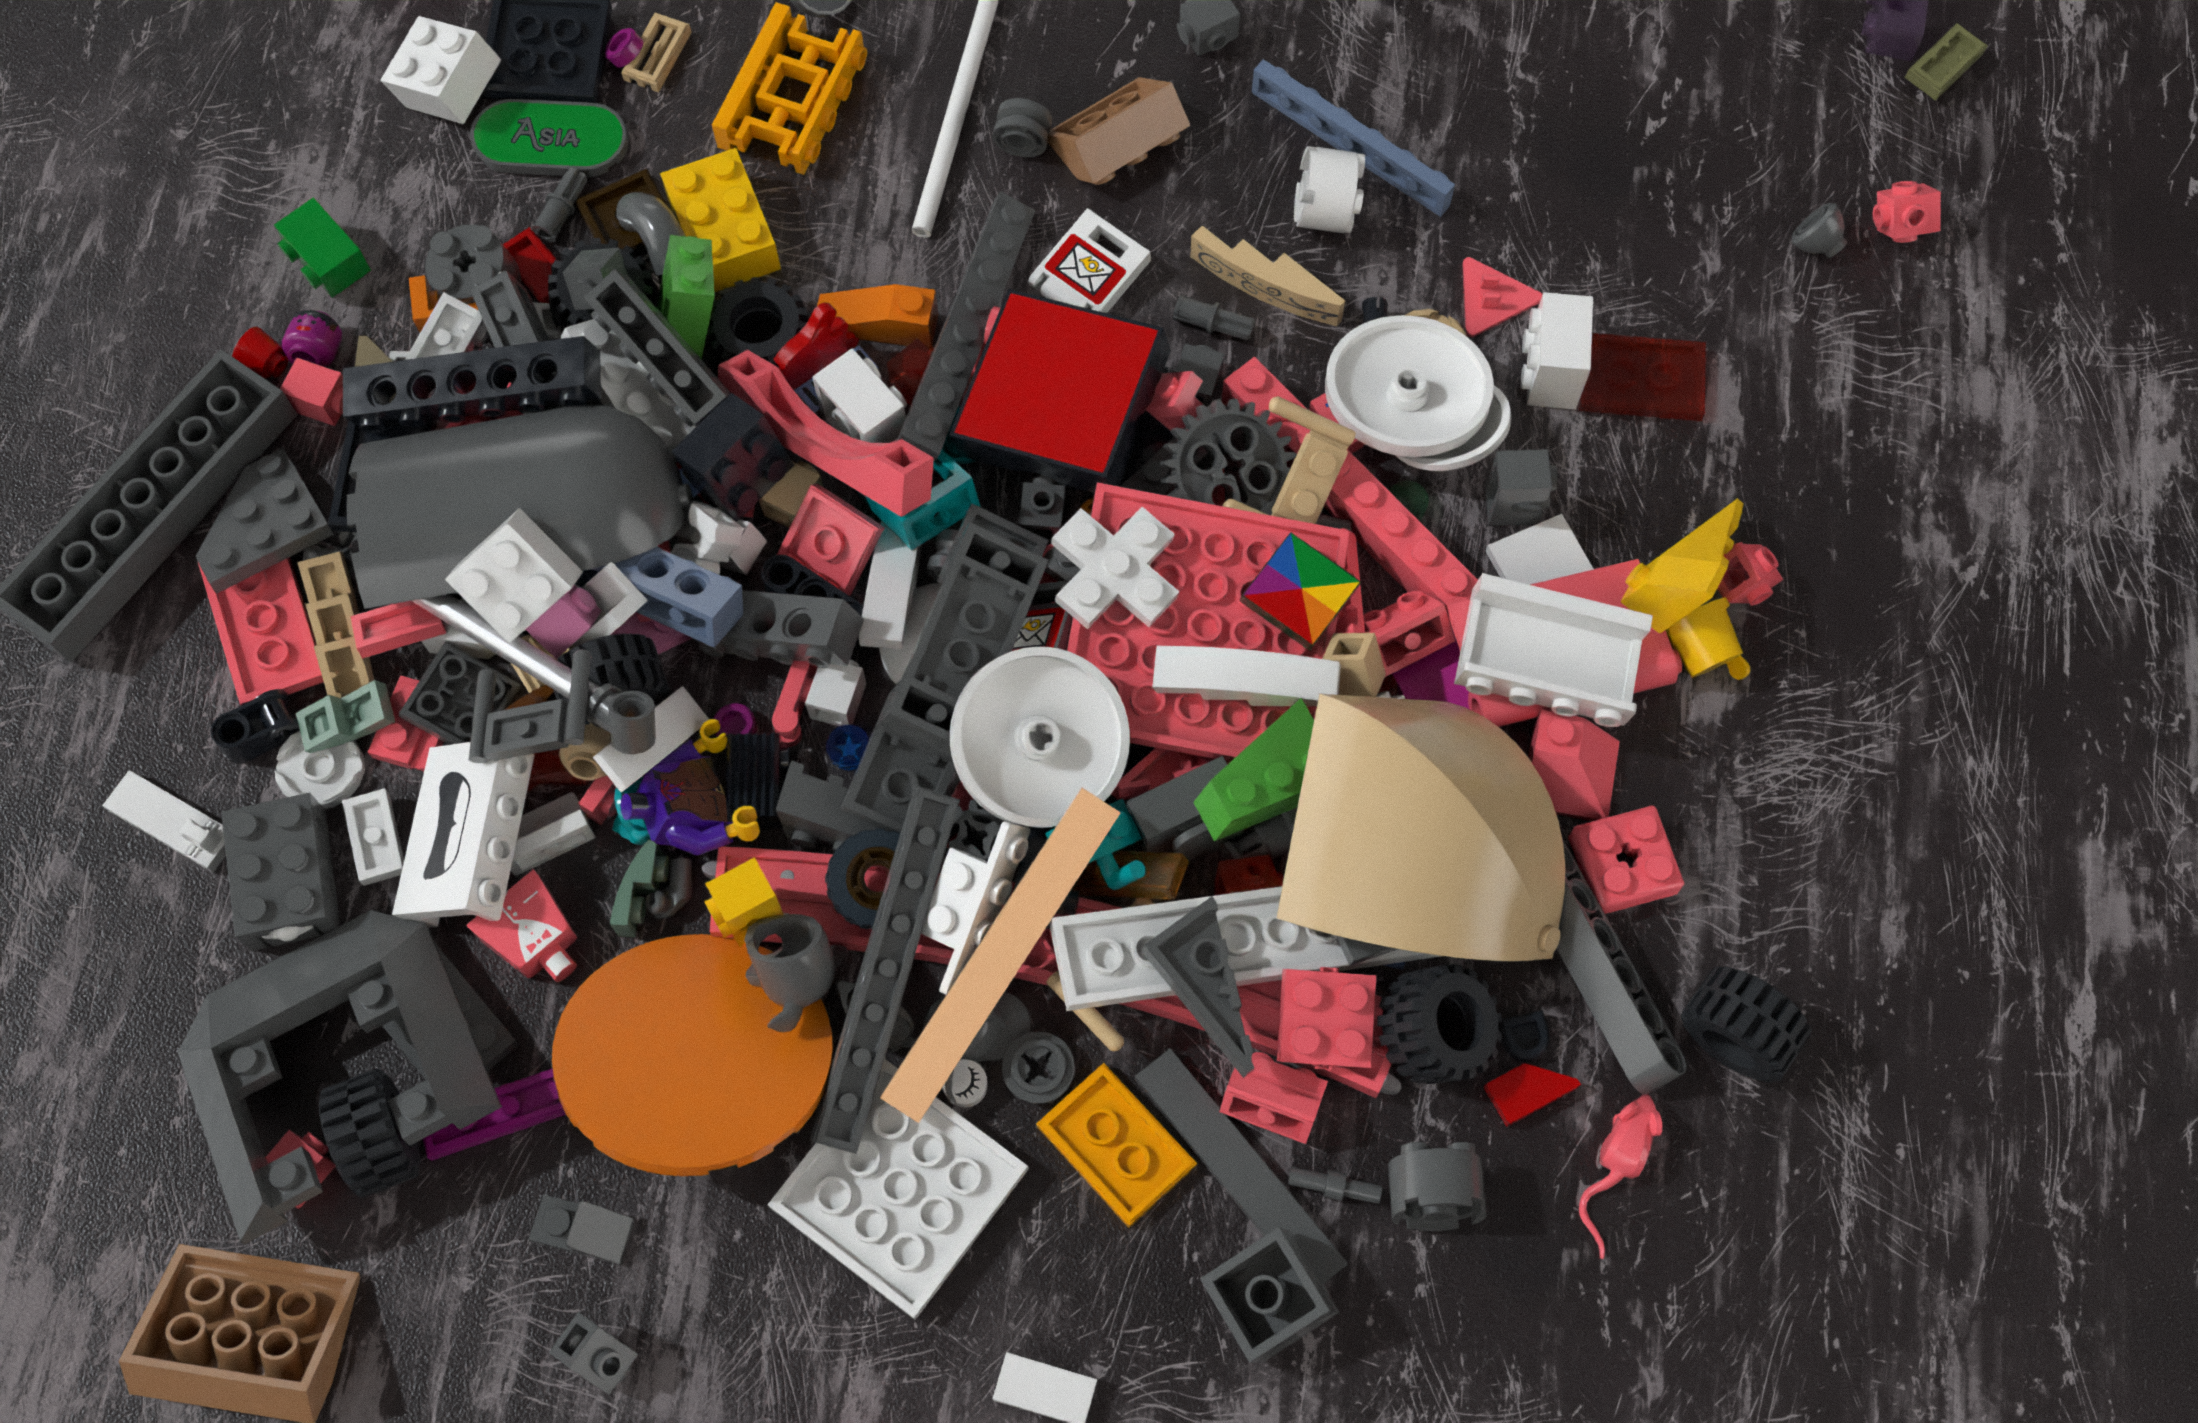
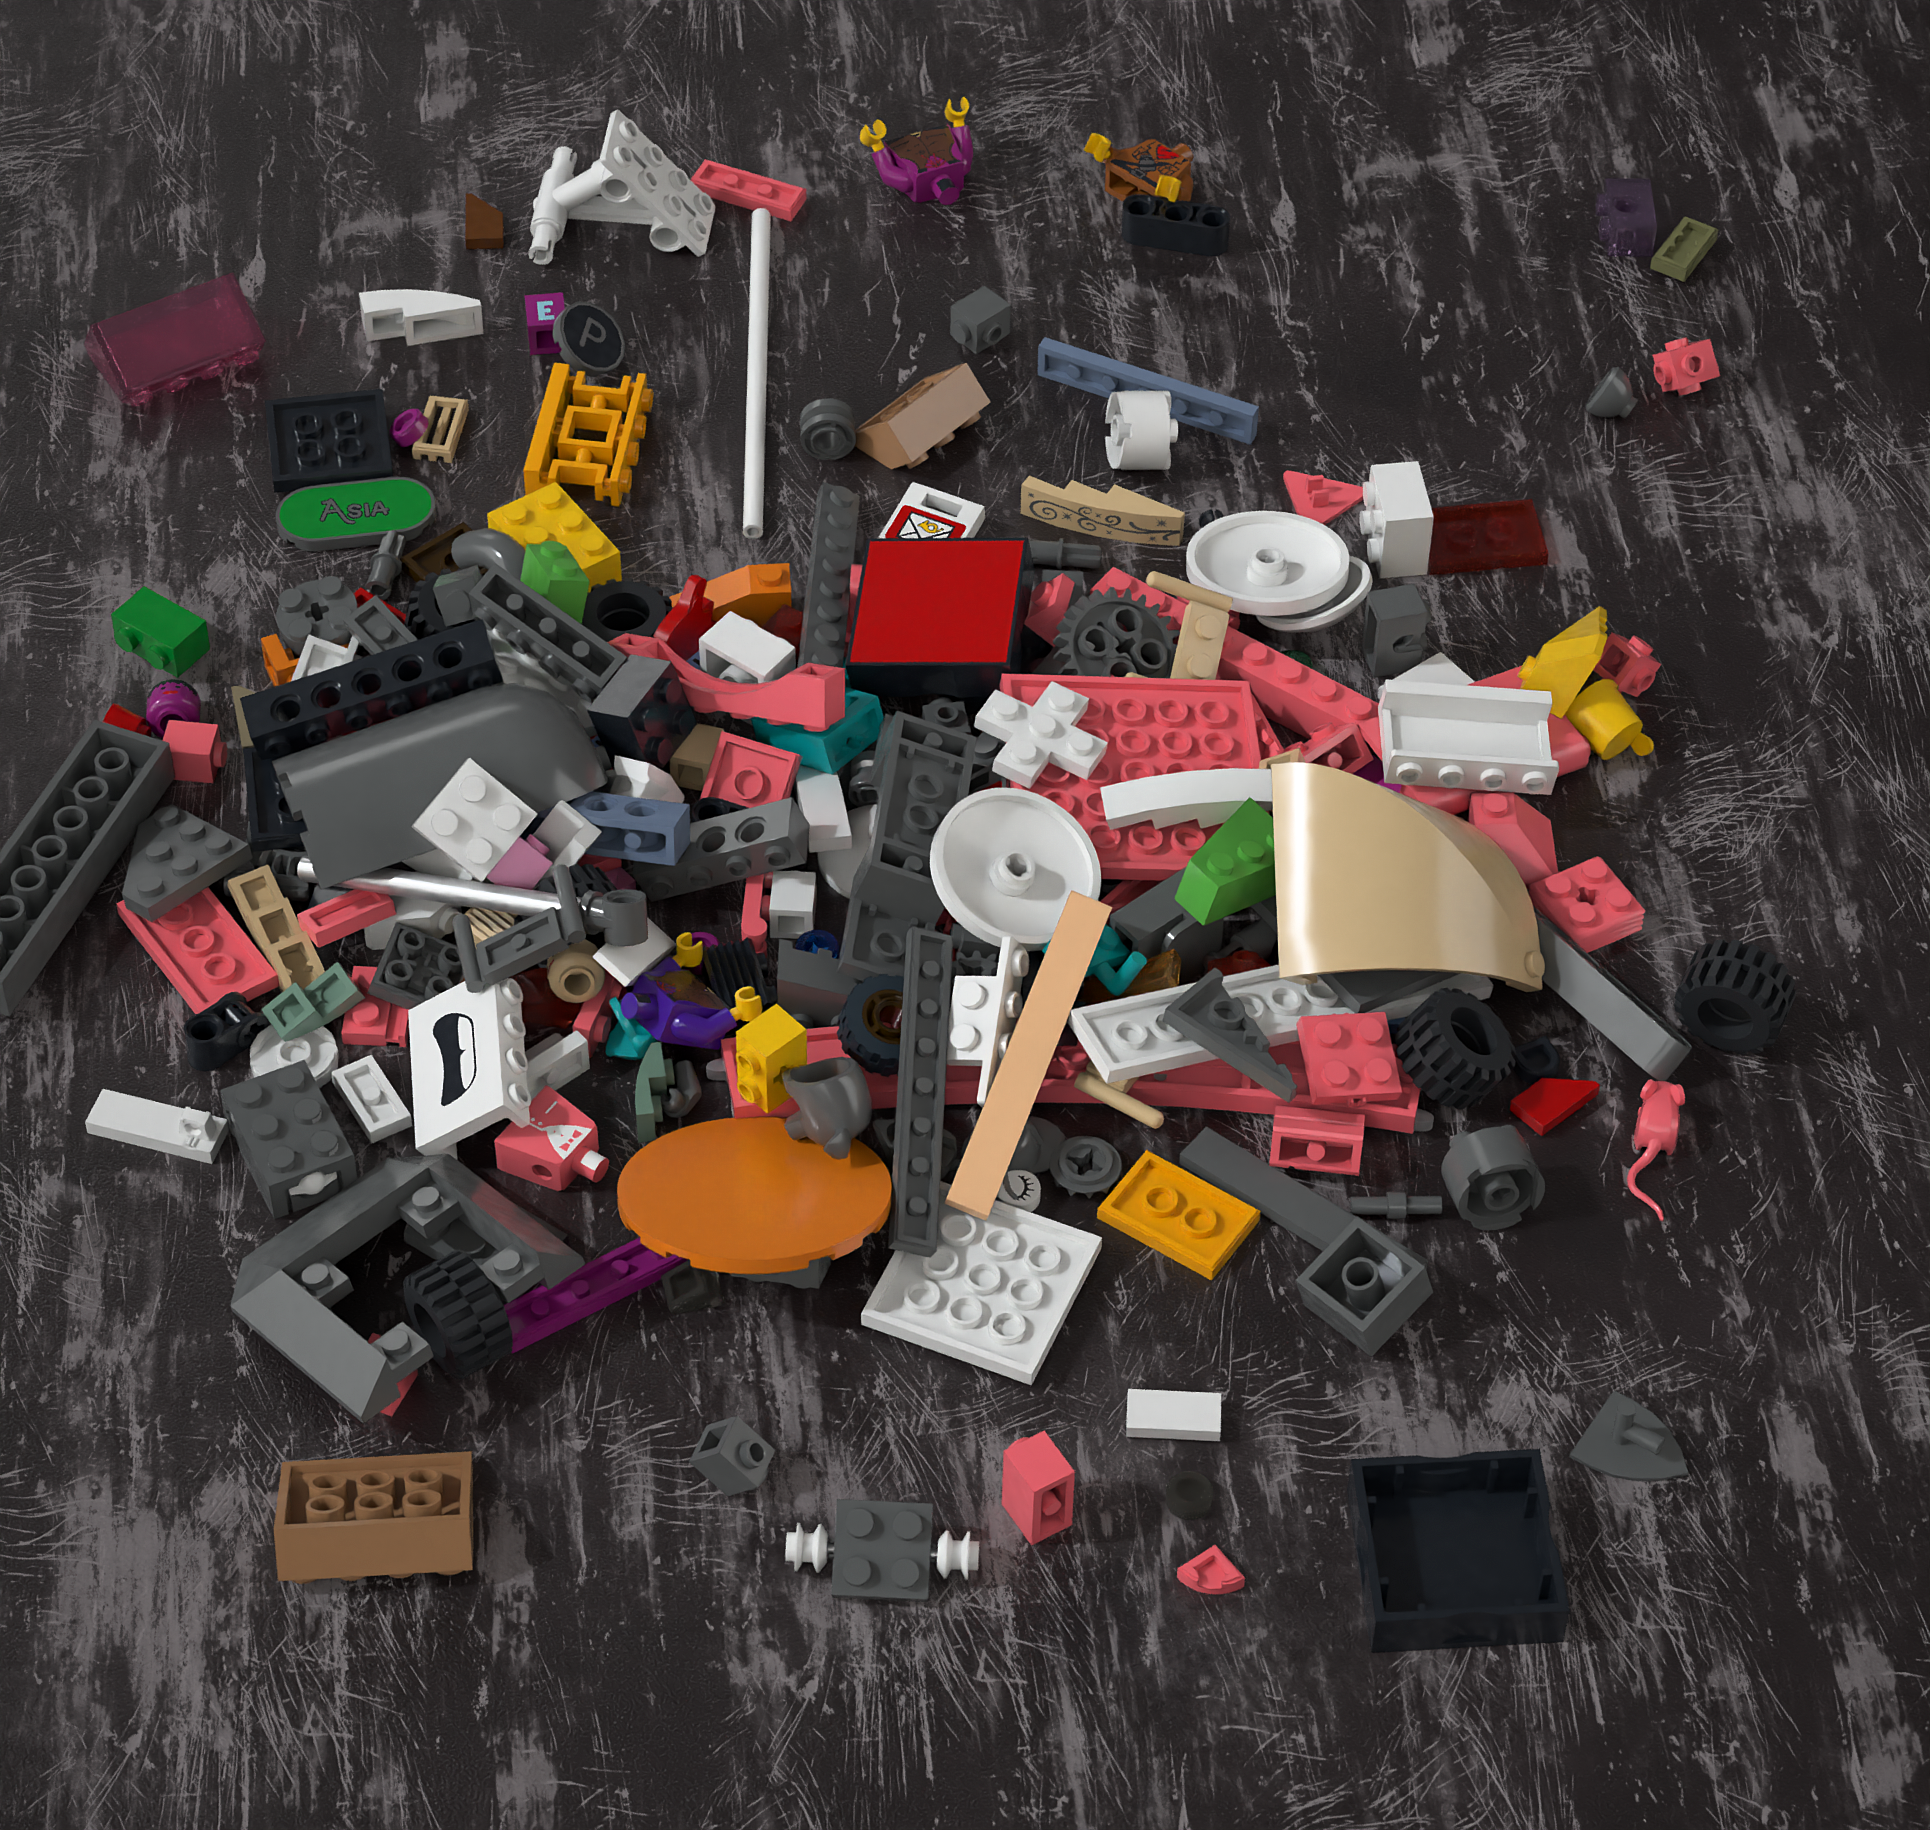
camera: 15 degrees left, 20 degrees down
(441, 69) = (235, 467): white brick -> none
(582, 1229) = (688, 1374): dark grey slope -> none
(1300, 591) = (1218, 729): tile -> none

